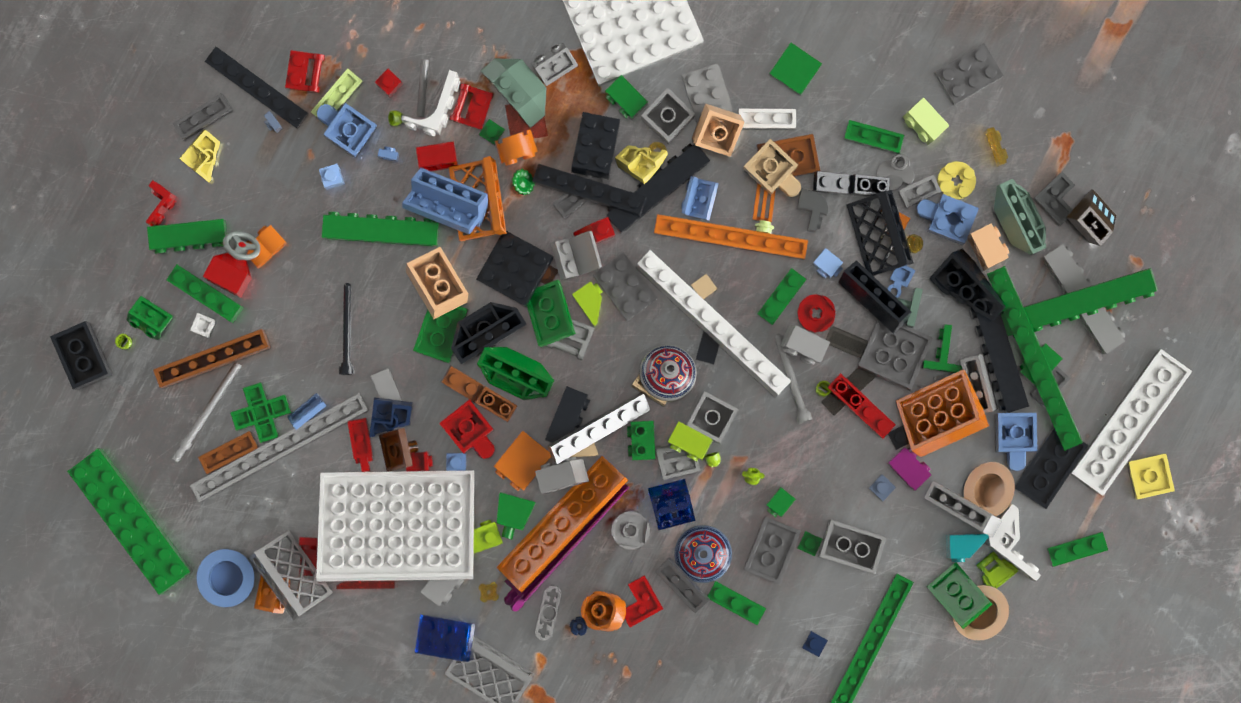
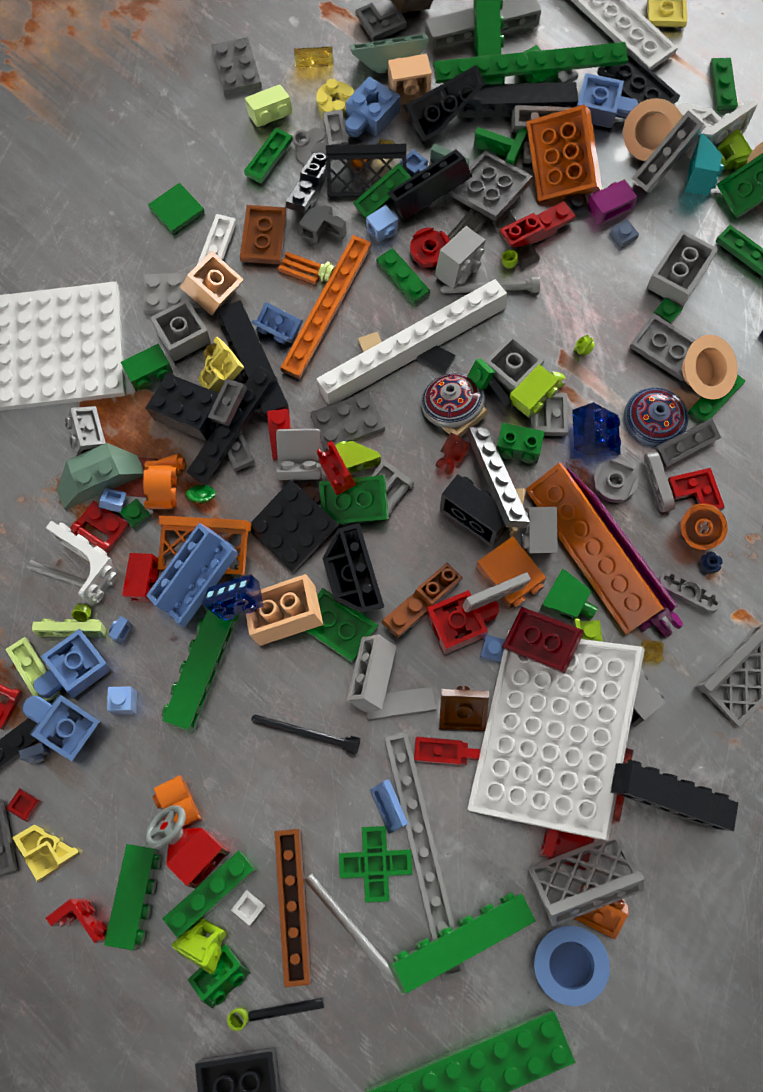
camera: 75 degrees left, 15 degrees down
(139, 374) = (286, 1009): none -> black bar
(163, 298) = (199, 949): none -> lime piece
(220, 492) = (461, 942): none -> green brick
(228, 452) = (412, 913): dark orange plate -> none
(232, 126) = (23, 805): none -> red tile
(298, 136) = (59, 724): none -> medium blue brick
(366, 627) = (674, 796): none -> black brick
(379, 113) = (49, 628): none -> yellowish green plate
(389, 83) = (39, 606): red brick -> none
(389, 415) = (420, 707): dark blue slope -> none
(405, 369) = (371, 673): none -> light grey brick
(421, 462) = (484, 682): red bracket -> none
(432, 242) = (234, 597): none -> clear blue slope
(444, 638) = (699, 712): clear blue plate -> none
(467, 499) = (543, 639): none -> dark red tile
(494, 452) = (496, 592): none -> light grey tile
(497, 110) = (112, 500): none -> medium blue plate
(515, 373) = (411, 553): green wedge -> none
(544, 150) = (175, 460): none -> orange cone
(568, 291) = (335, 469): none -> red hinge
(602, 182) = (227, 402): none -> flat silver plate
(618, 384) = (454, 450): none -> clear red plate
(639, 567) = (659, 481): none -> light grey beam
(685, 408) = (498, 396): none -> black tile
(693, 391) = (481, 374): none -> green plate
(753, 590) = (710, 367): none -> light nougat hose
(773, 170) = (269, 232): tan brick -> none
(780, 502) = (619, 326): green brick -> none
(857, 251) = (378, 194): none -> green plate

